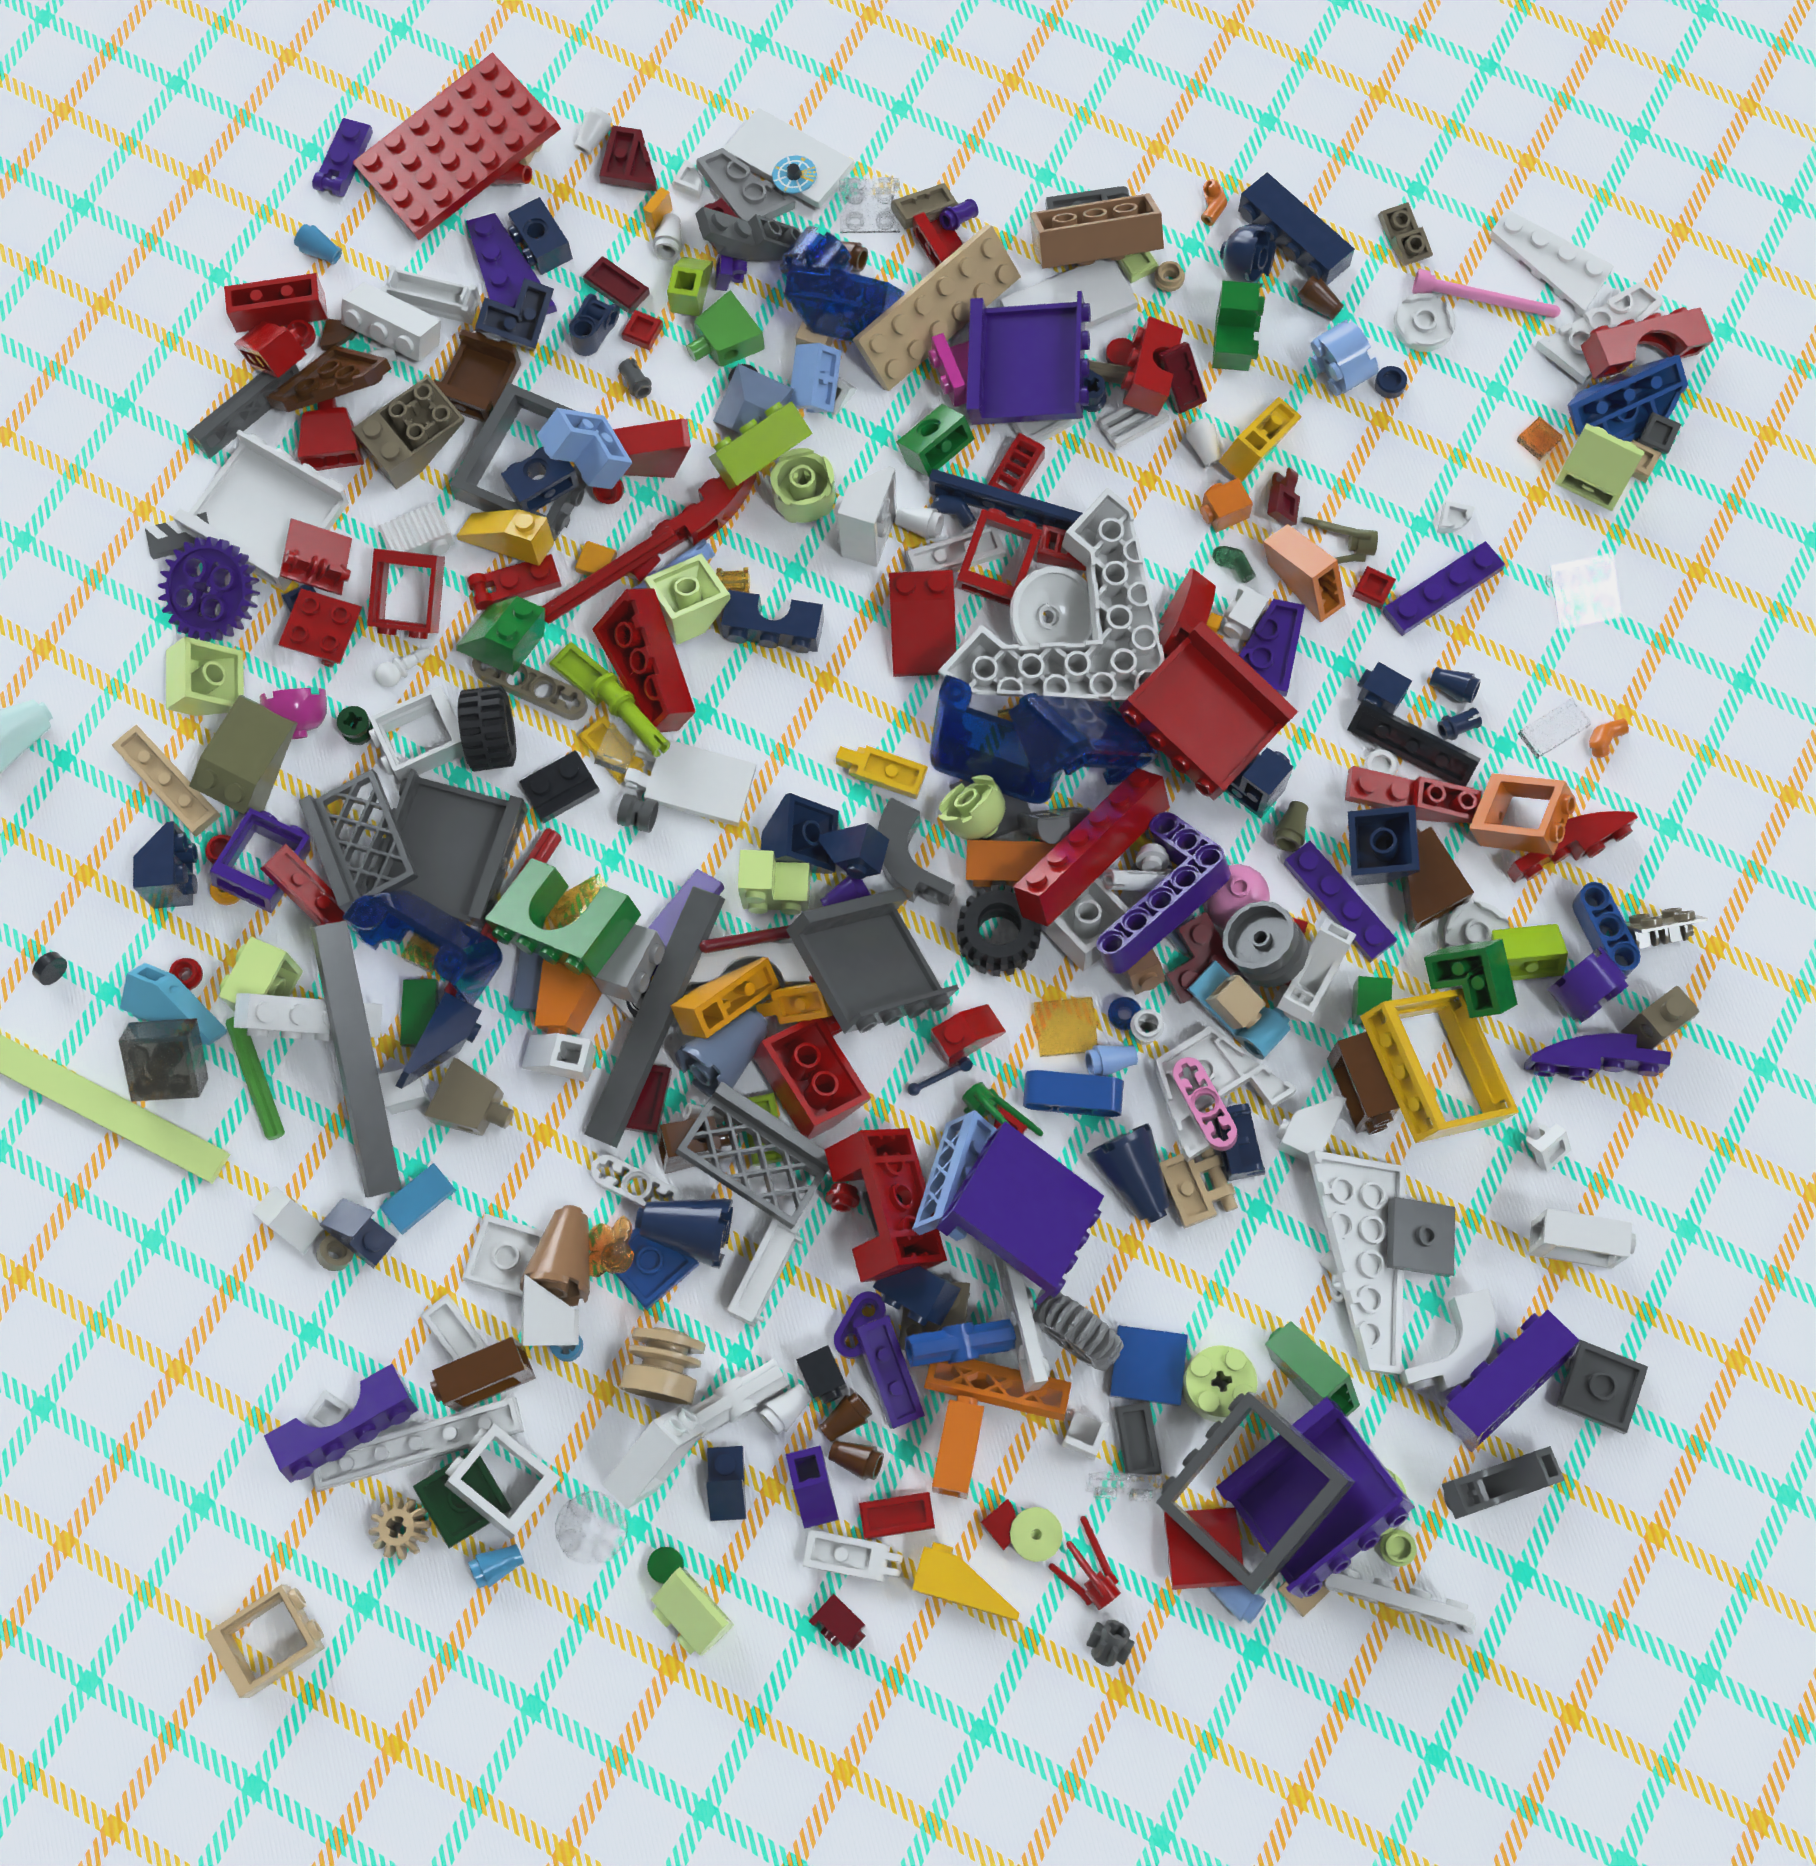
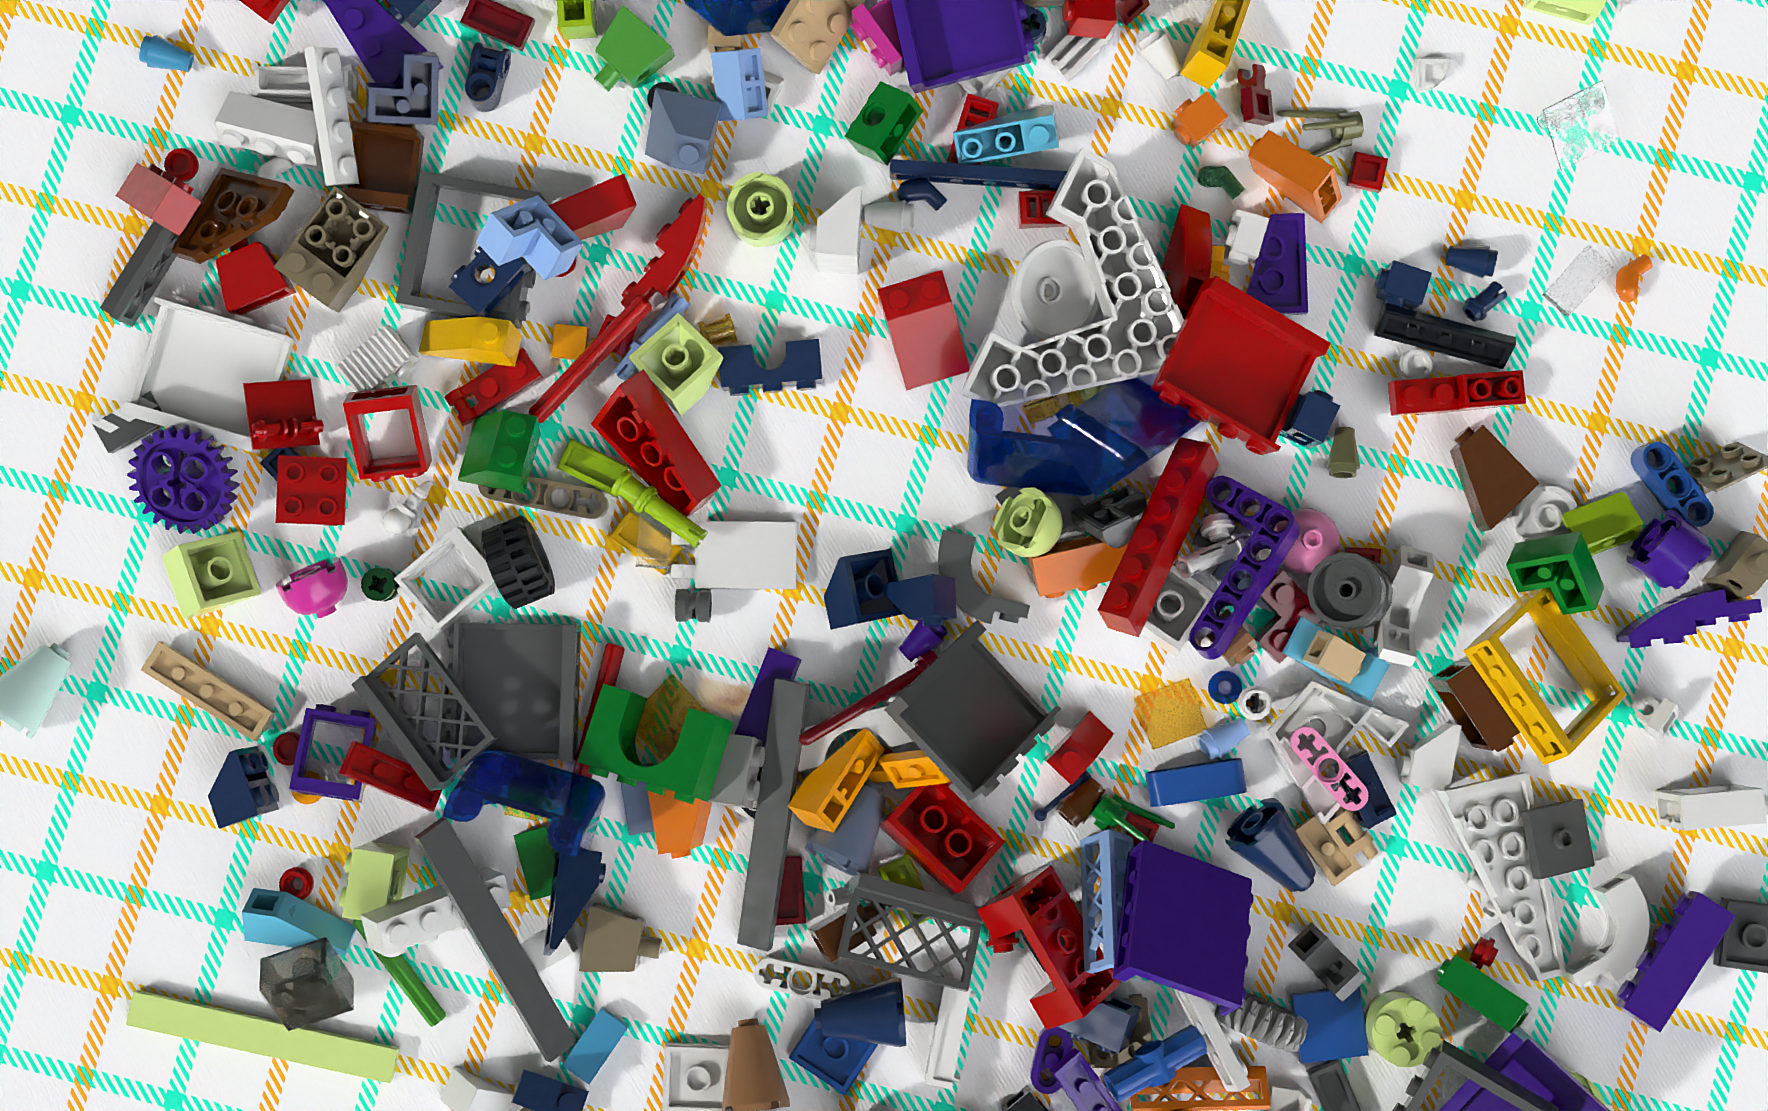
camera: 15 degrees left, 15 degrees up
(49, 968) = (159, 914): black tile -> none
(244, 756) = (281, 654): olive slope -> none
(275, 301) = (144, 137): red brick -> none
(335, 334) = (218, 154): reddish brown tile -> none
(444, 318) = (331, 116): none -> white plate
(559, 786) = (605, 594): black plate -> none
(560, 1056) = (690, 875): white slope -> none
(610, 1248) = (795, 1049): clear orange plate -> none
(638, 384) = (557, 134): dark grey pin -> none
(642, 330) = (540, 67): red tile -> none
(759, 443) = (707, 182): lime brick -> none
(772, 884) = (851, 647): yellowish green brick -> none
(883, 769) = (926, 496): yellow hinge -> none
(951, 552) = (935, 241): white tile -> none
(952, 1085) = (1079, 804): none -> reddish brown cone
(986, 586) = (968, 274): red window -> none
(989, 955) = (1062, 660): black tyre -> none
(1045, 475) = (1008, 136): none -> medium azure slope
(1158, 1295) = (1327, 962): none -> dark grey brick
(1322, 1330) = (1483, 952): none -> red plate
(1340, 900) = (1406, 517): dark purple plate -> none
(1369, 993) = (1462, 619): green brick -> none
(1383, 844) = (1442, 456): dark blue slope -> none
(1443, 588) = (1437, 155): dark purple plate -> none
(1495, 802) = (1538, 383): orange window -> none
(1502, 1482) = (1679, 1052): dark grey arch -> none
(1582, 837) = (1624, 395): red slope -> none

